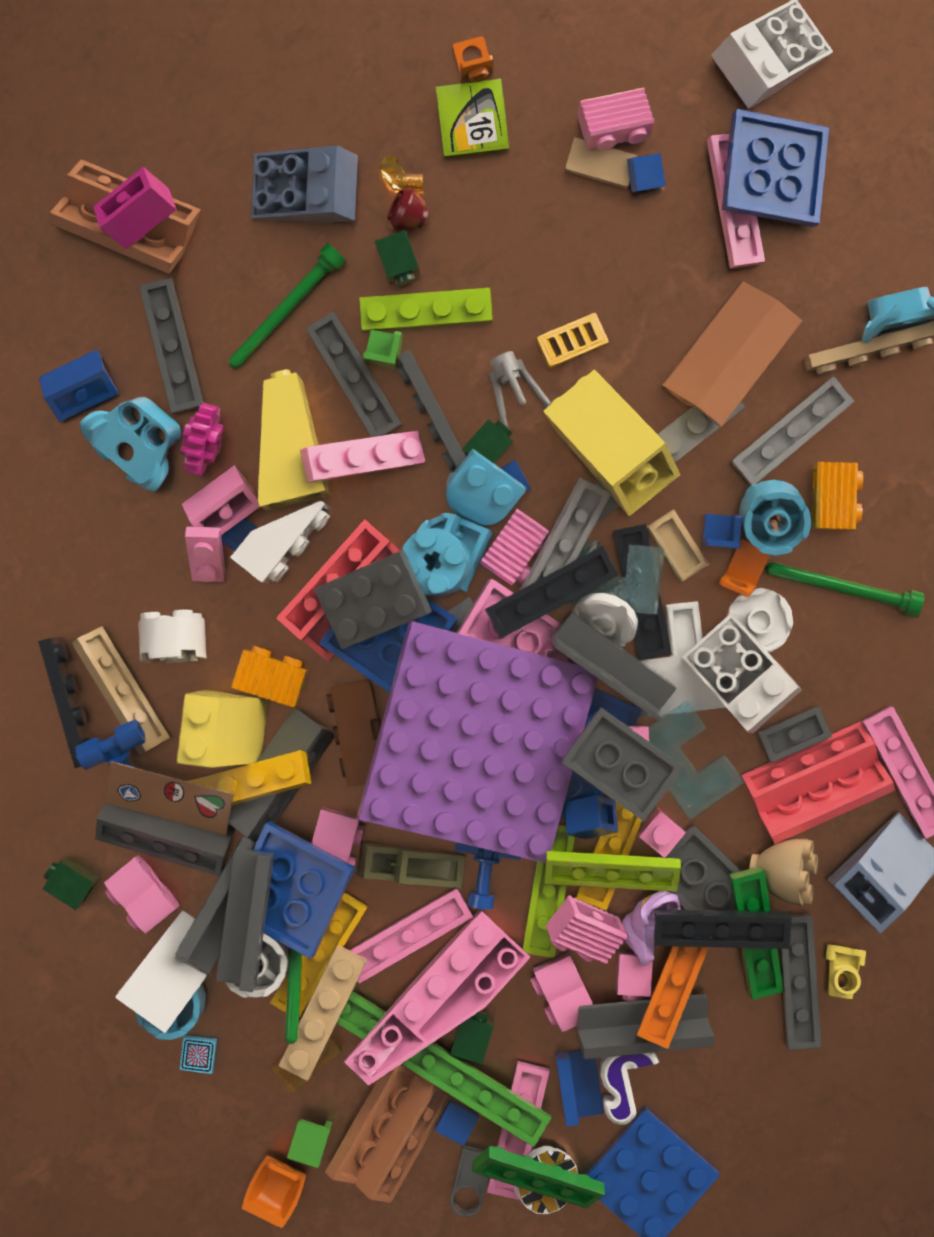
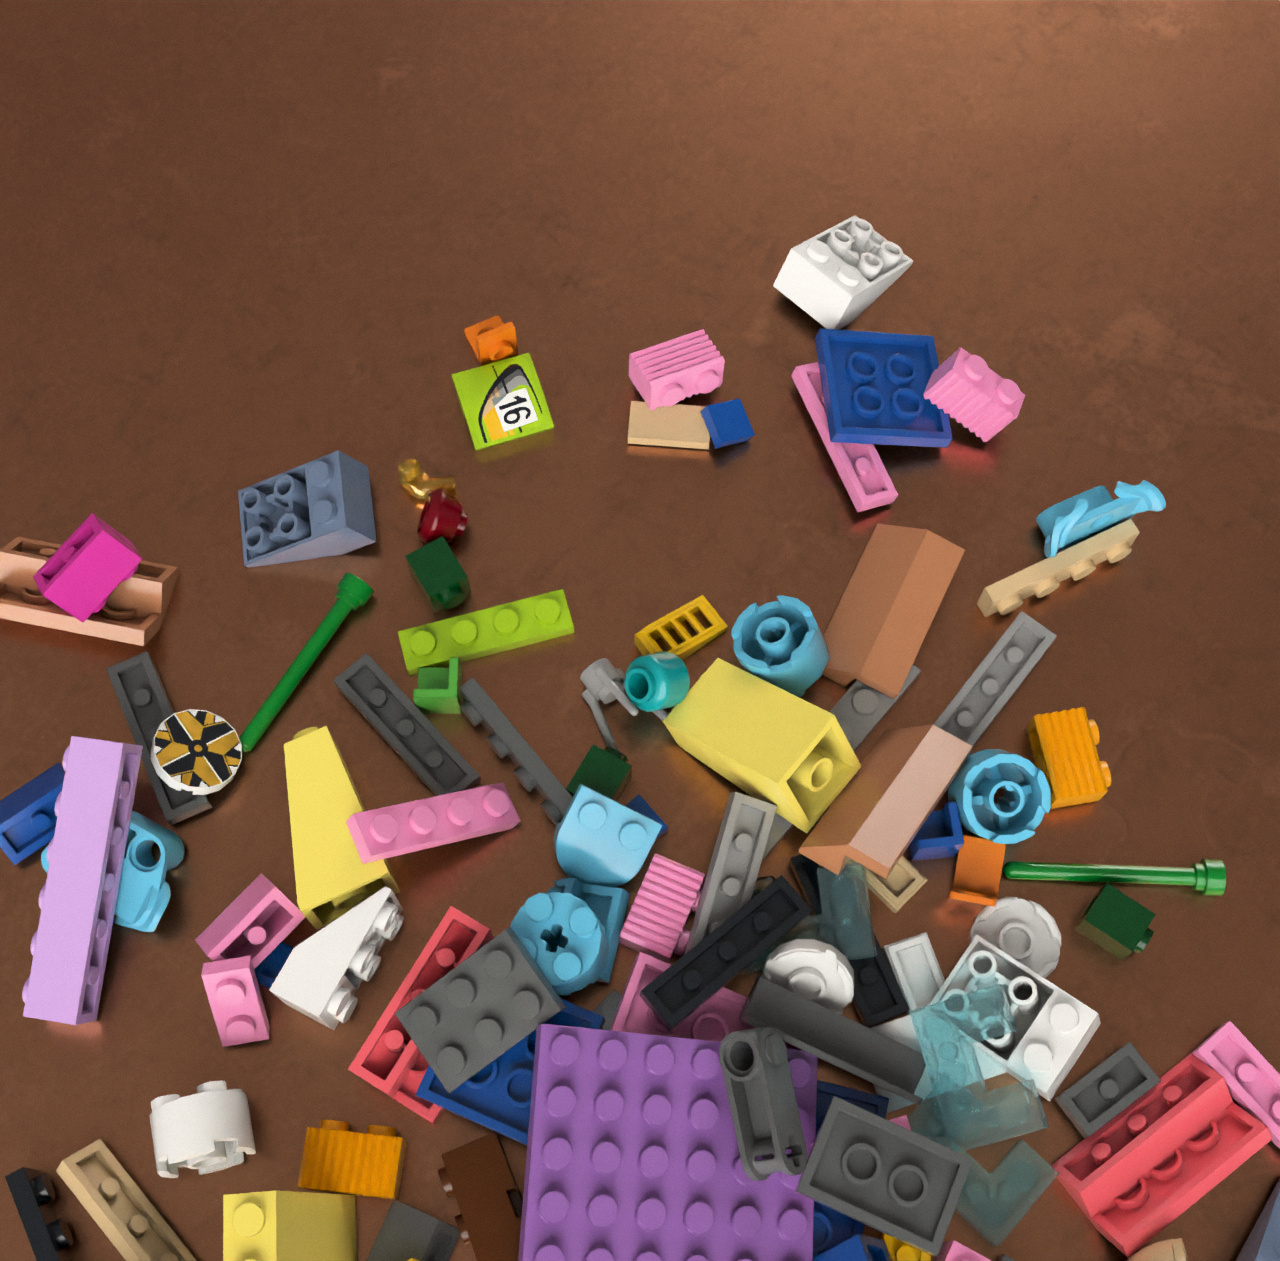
camera: 15 degrees left, 20 degrees down
(108, 446) = (82, 881): none -> lavender brick
(198, 365) = (196, 751): none -> tile
(202, 439) = (211, 844): dark pink gear -> none
(544, 380) = (657, 681): none -> teal head
(552, 701) = (763, 1102): none -> dark grey piece
(642, 371) = (781, 644): none -> medium azure brick
(689, 685) = (967, 1109): none -> clear light blue plate
(692, 504) = (887, 799): none -> nougat slope
(834, 623) = (1116, 922): none -> dark green brick
(845, 190) = (974, 394): none -> bright pink brick

